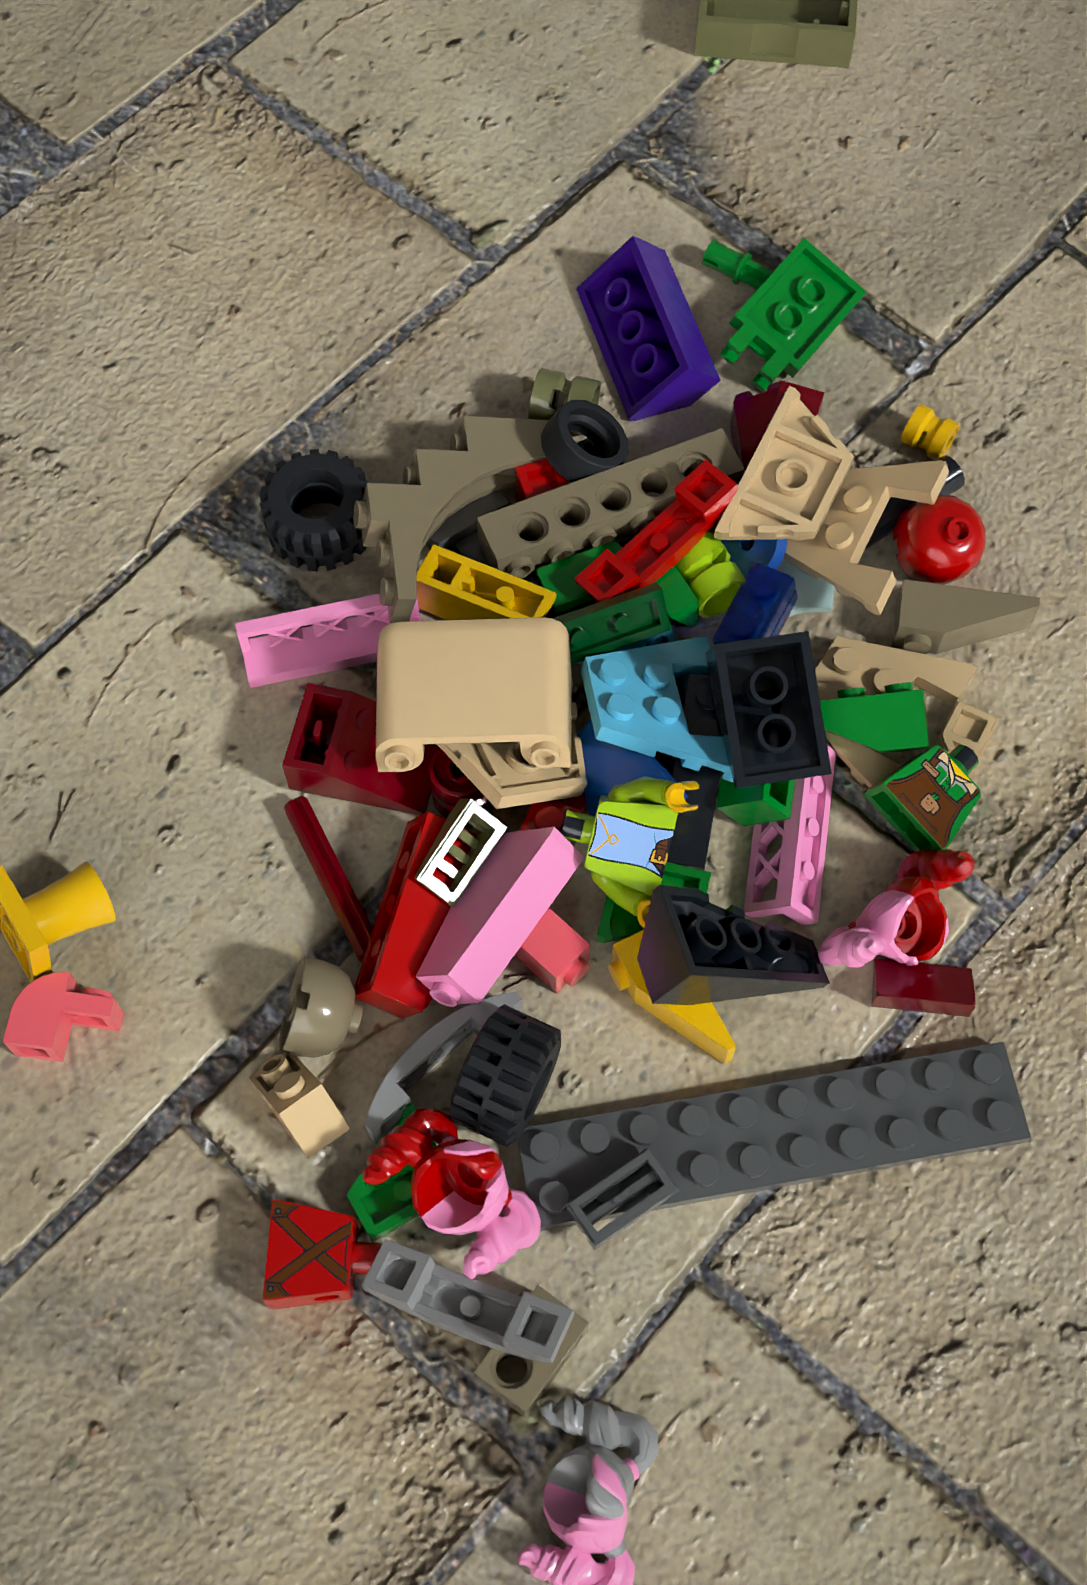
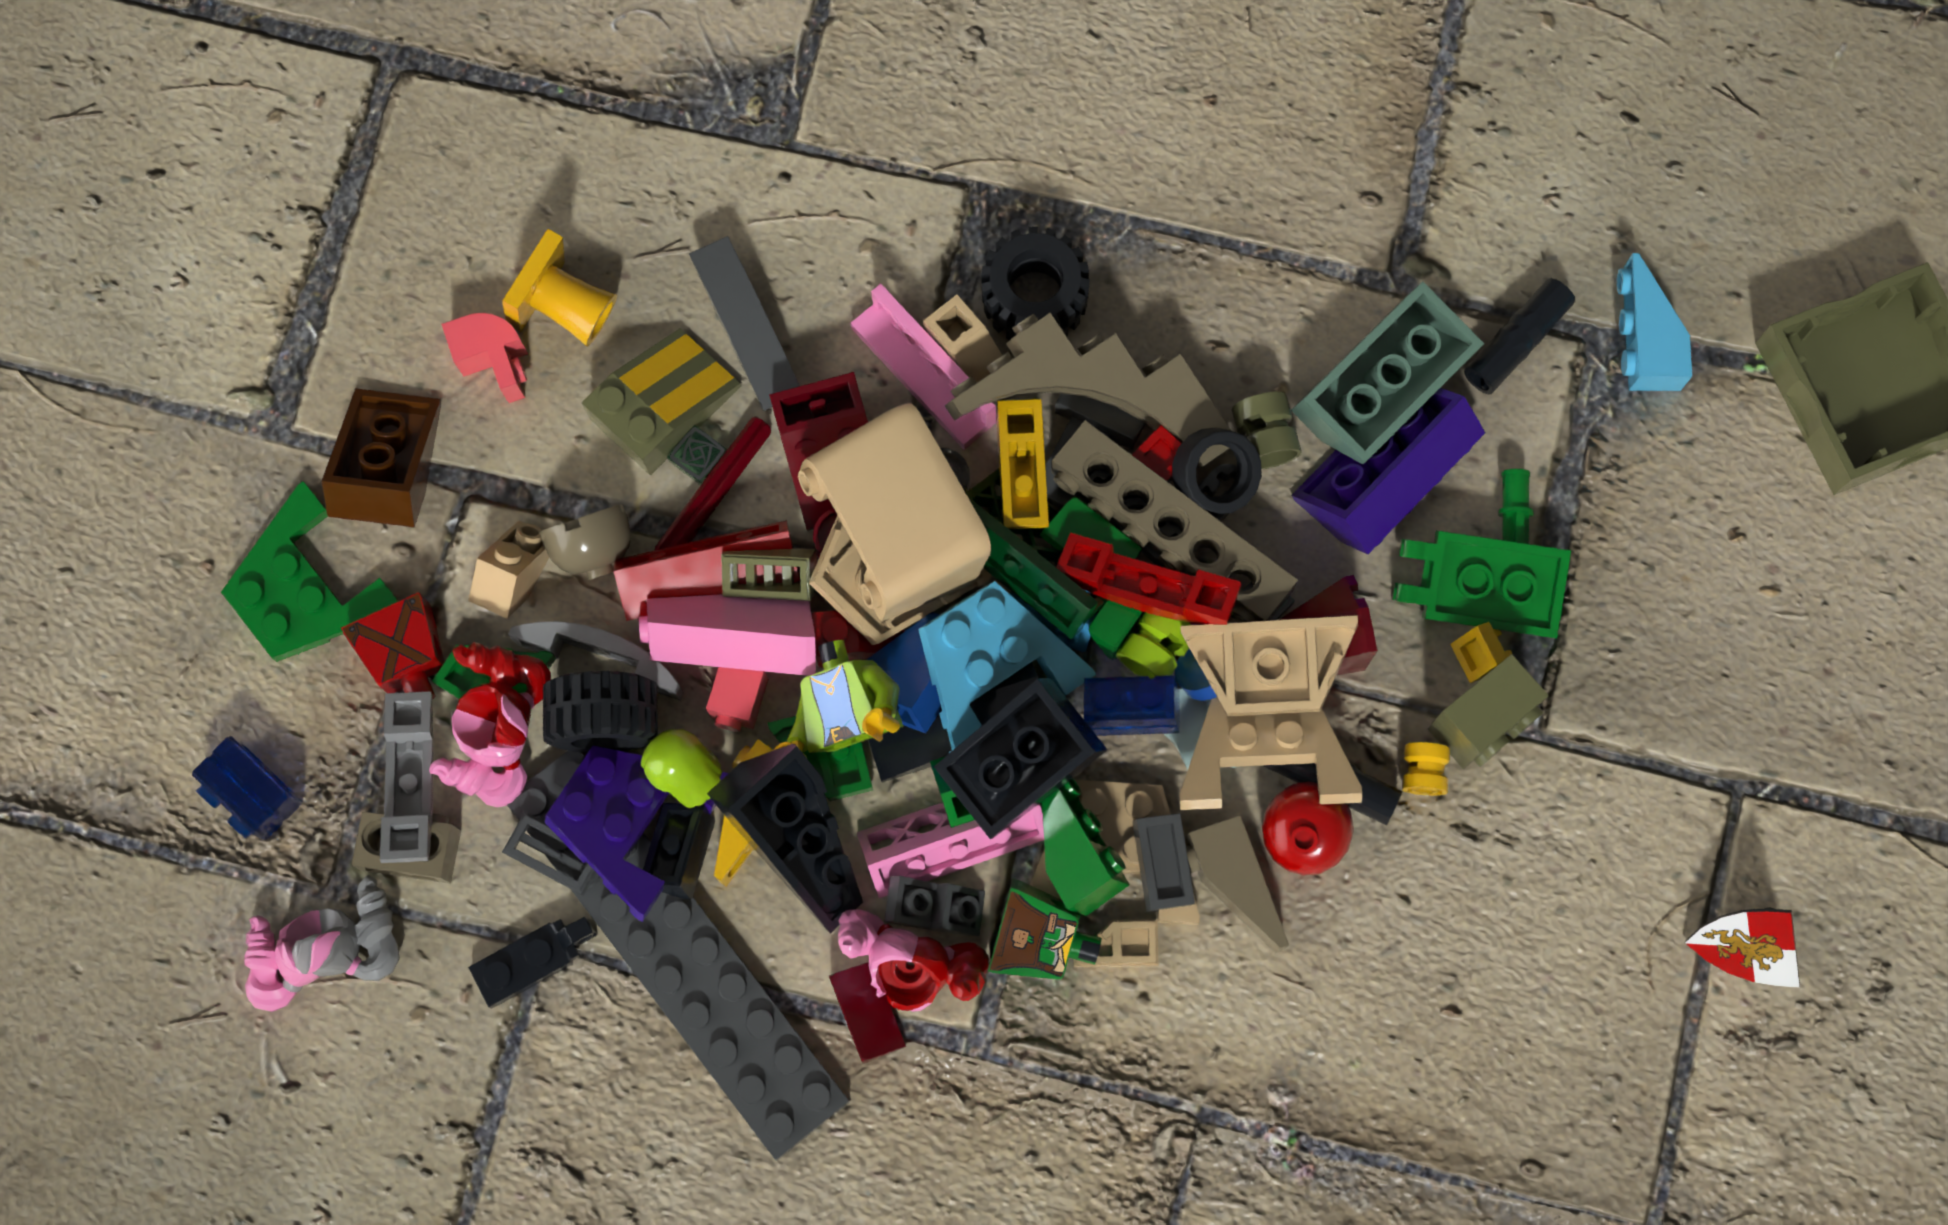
camera: 65 degrees right, 10 degrees up
(101, 1176) = (382, 458): none -> reddish brown slope
(183, 1356) = (282, 592): none -> green wing
(188, 765) = (744, 320): none -> dark grey slope
(213, 883) = (659, 398): none -> olive slope
(289, 876) = (696, 454): none -> tile
(332, 581) = (963, 337): none -> tan slope
(372, 1498) = (245, 789): none -> clear blue brick
(572, 290) = (1388, 375): none -> sand green slope
(594, 193) = (1519, 336): none -> black axle
(601, 1028) = (682, 766): none -> lime hair
(609, 1120) = (604, 817): none -> dark purple wing
(648, 105) = (1656, 339): none -> medium azure slope
(676, 1080) = (679, 847): none -> black slope
(712, 1284) = (530, 960): none -> black hinge
(850, 346) = (1479, 651): none -> yellow tile
(852, 875) = (934, 906): none -> dark grey slope
(912, 355) = (1481, 717): none -> olive brick
(914, 661) = (1163, 862): none -> dark grey tile

